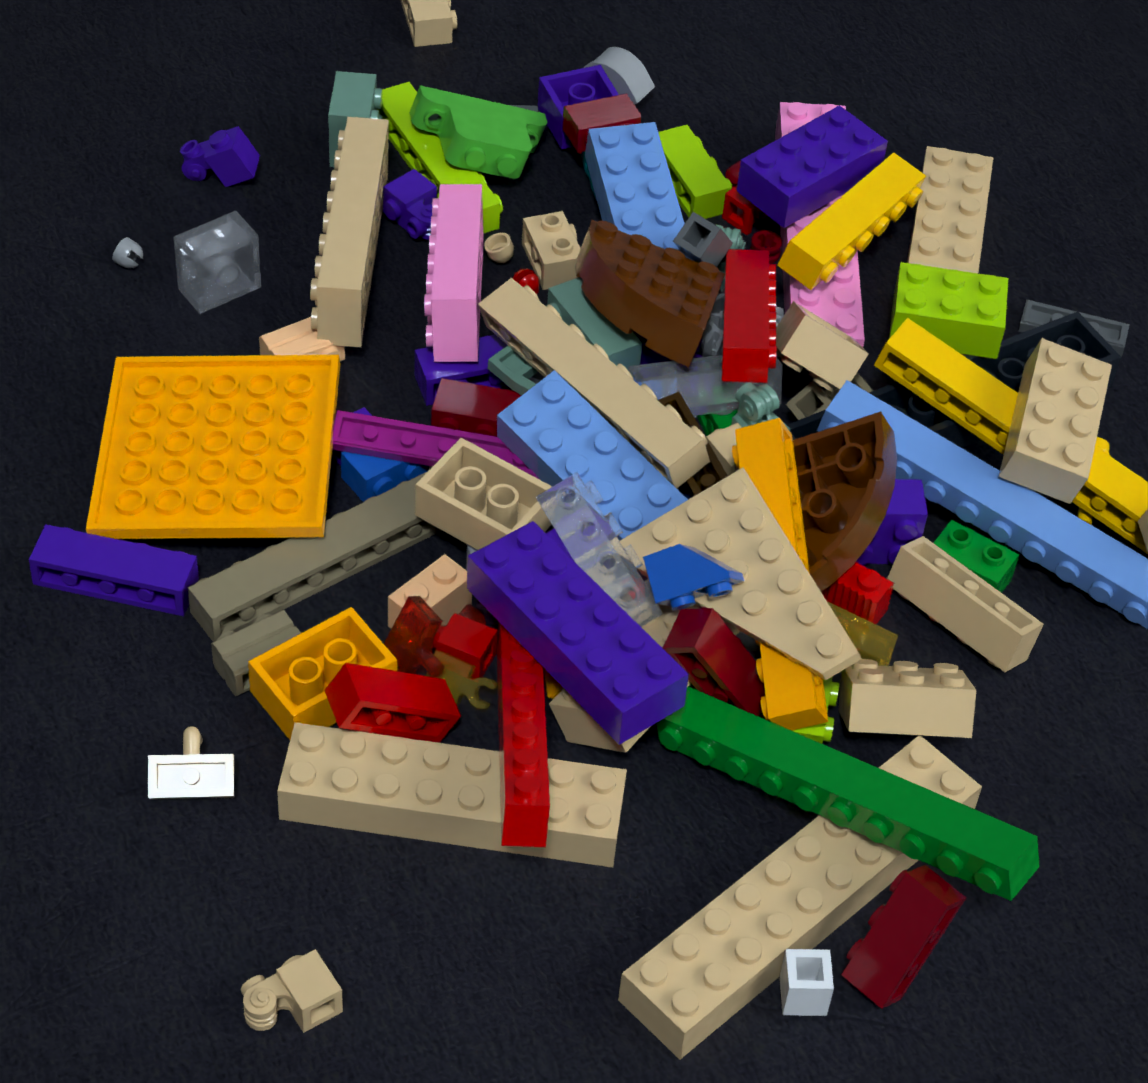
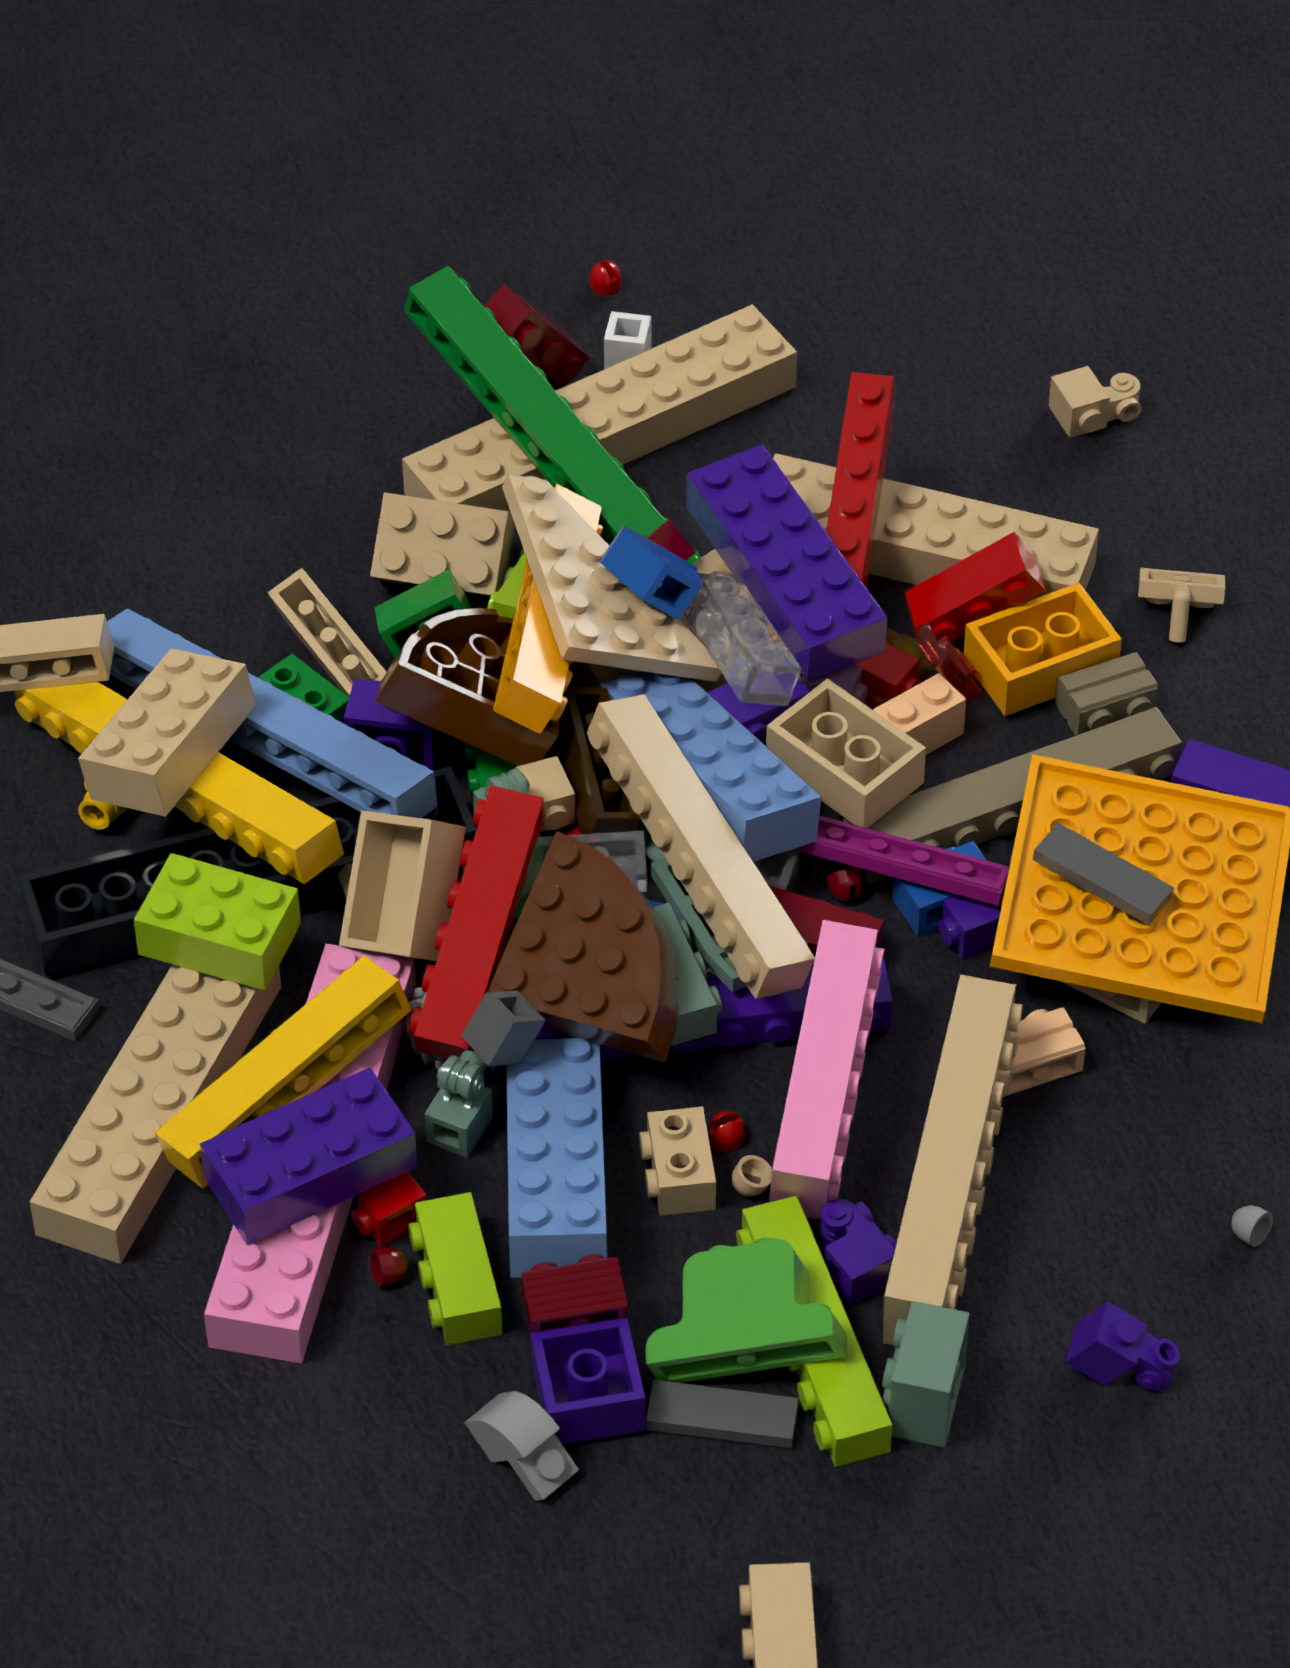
camera: 165 degrees left, 0 degrees up
(217, 262) = (1133, 1154): clear brick -> none
(253, 425) = (1103, 873): none -> dark grey tile
(897, 631) = (410, 610): none -> green brick

